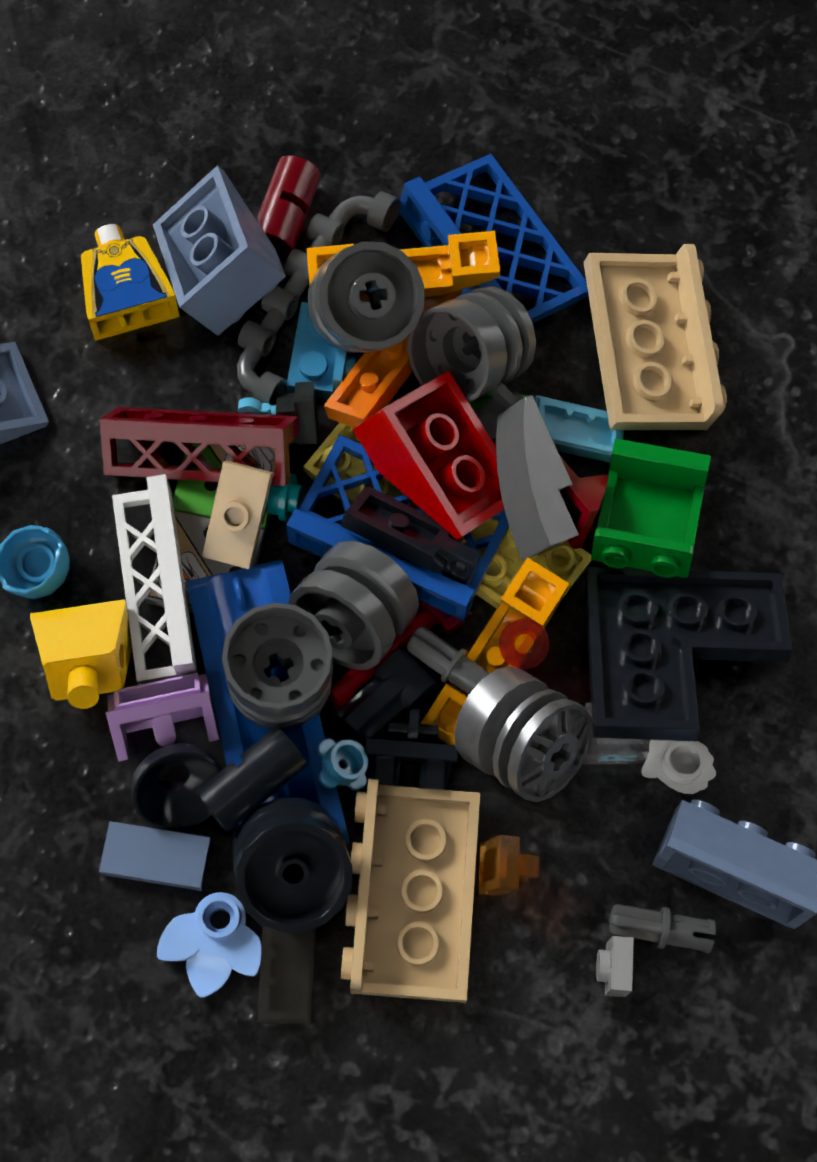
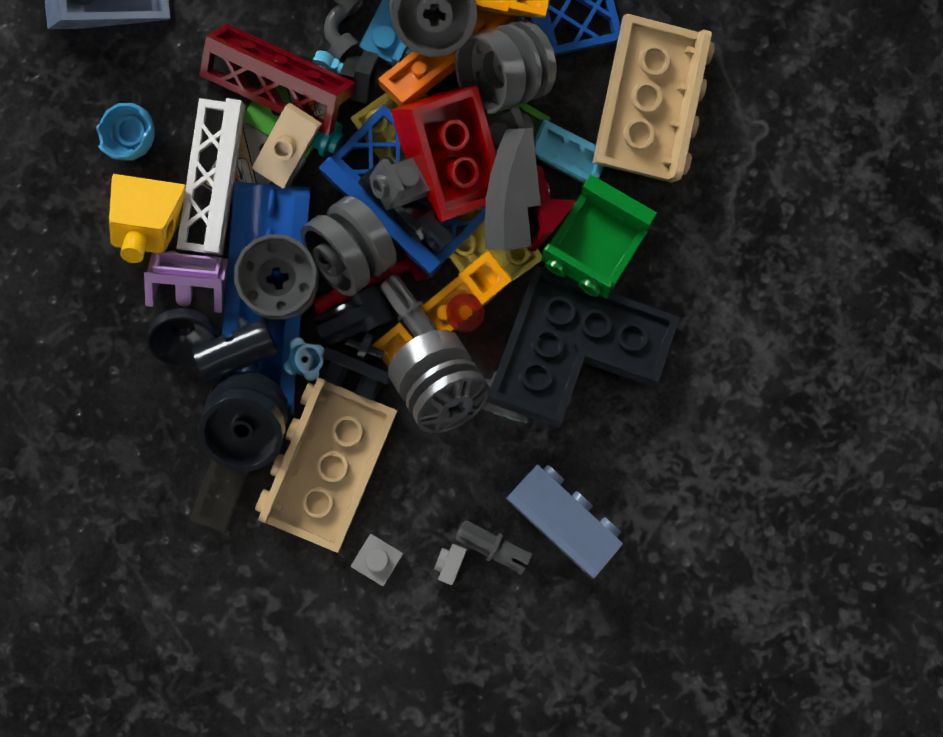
camera: 20 degrees right, 15 degrees up
(155, 856) = (154, 379): sand blue tile -> none
(208, 950) = (170, 458): light blue plate -> none
(391, 506) = (398, 183): none -> dark grey bracket
(504, 866) = (396, 467): clear orange tile -> none
(518, 995) = (376, 559): none -> light grey plate
(680, 765) = (549, 440): white animal -> none

